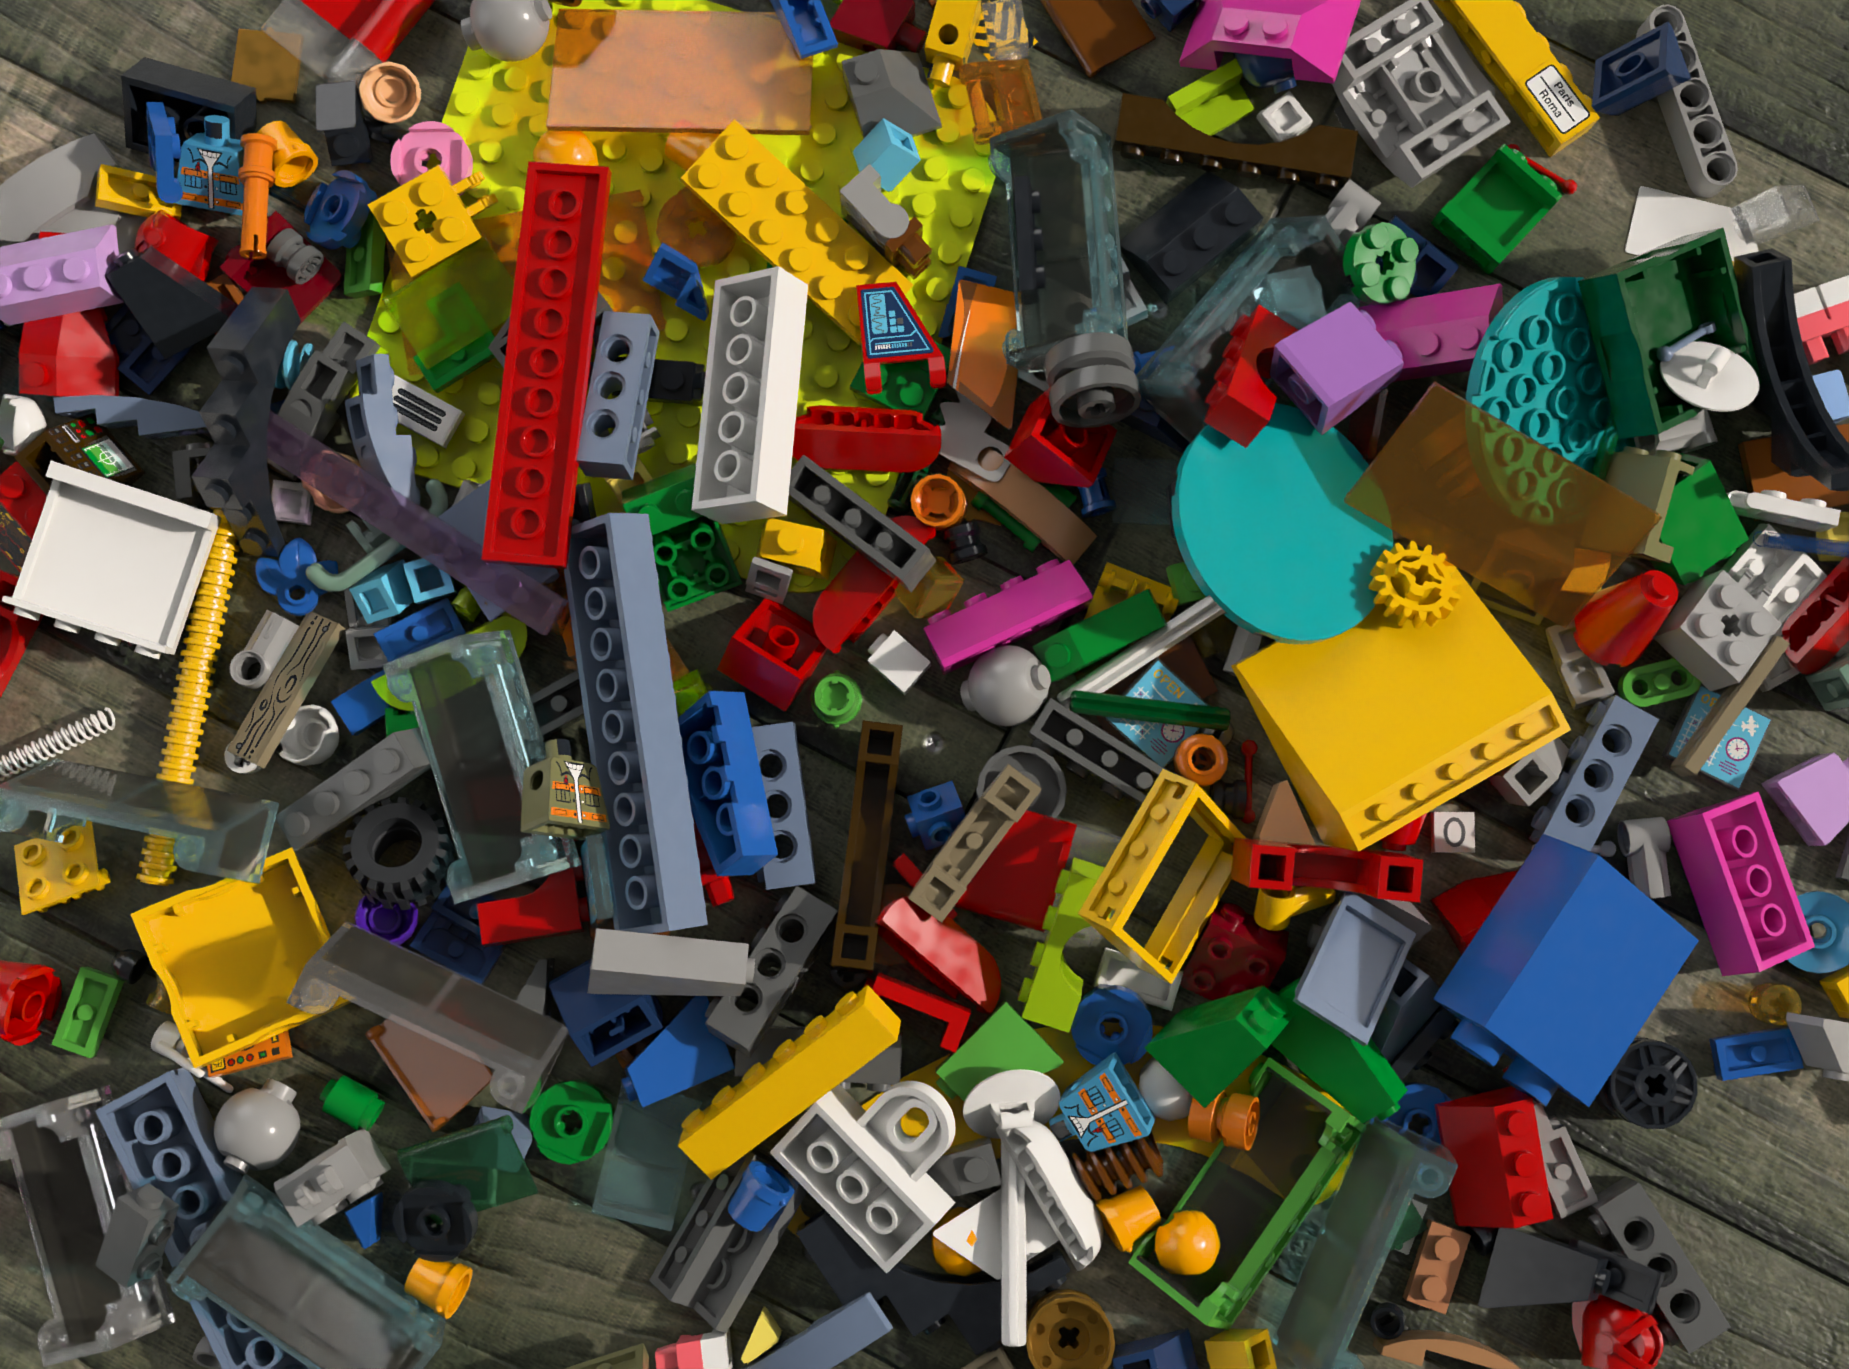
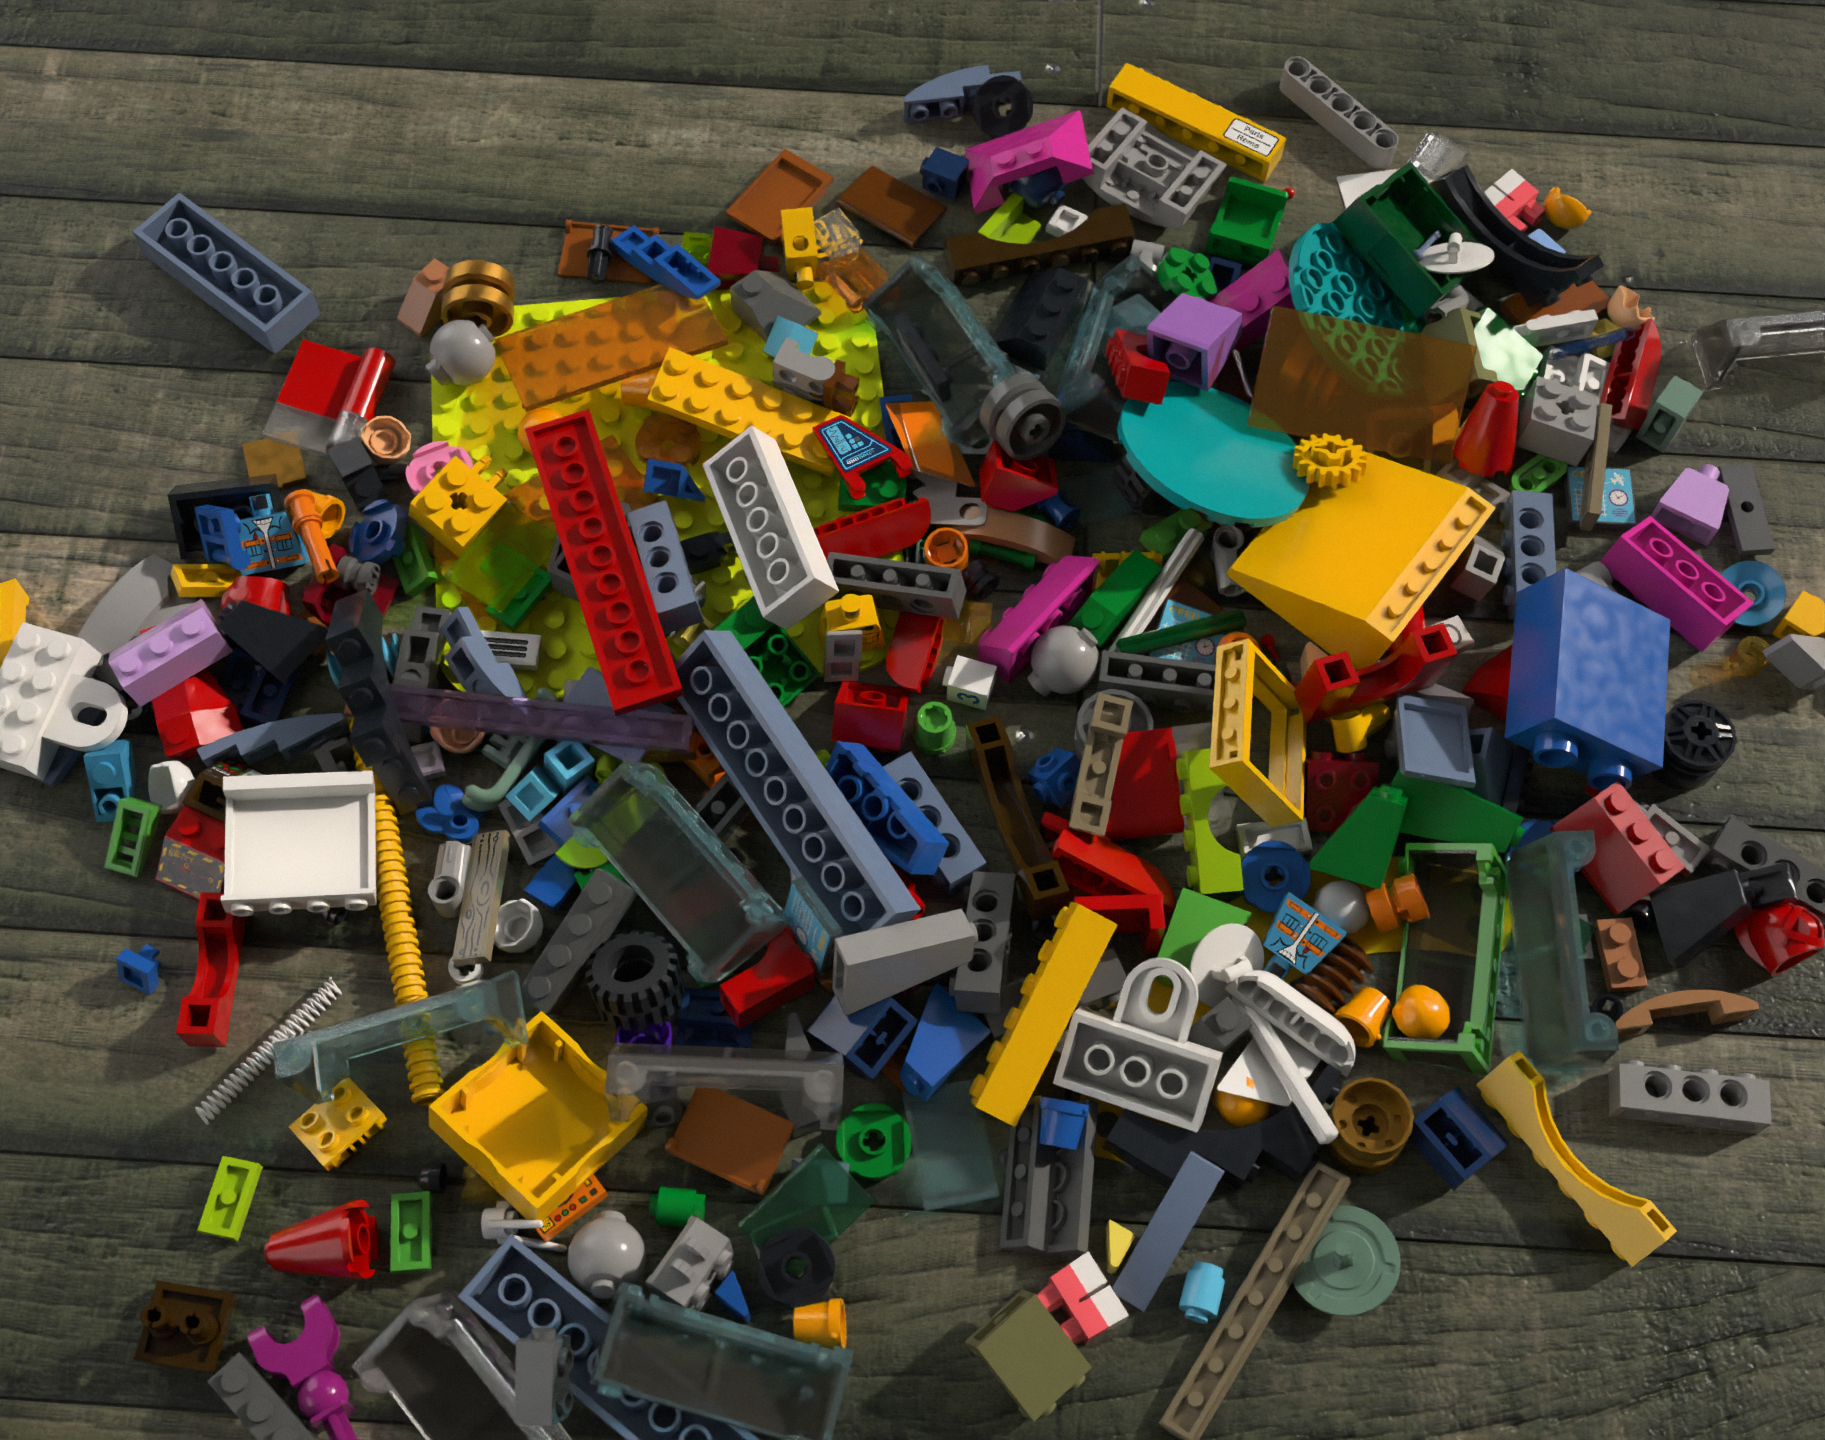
camera: 30 degrees left, 20 degrees down
(562, 796) = (758, 861): olive torso -> none
(1638, 71) = (1297, 103): dark blue slope -> none
(1755, 1053) = (1758, 697): blue plate -> none

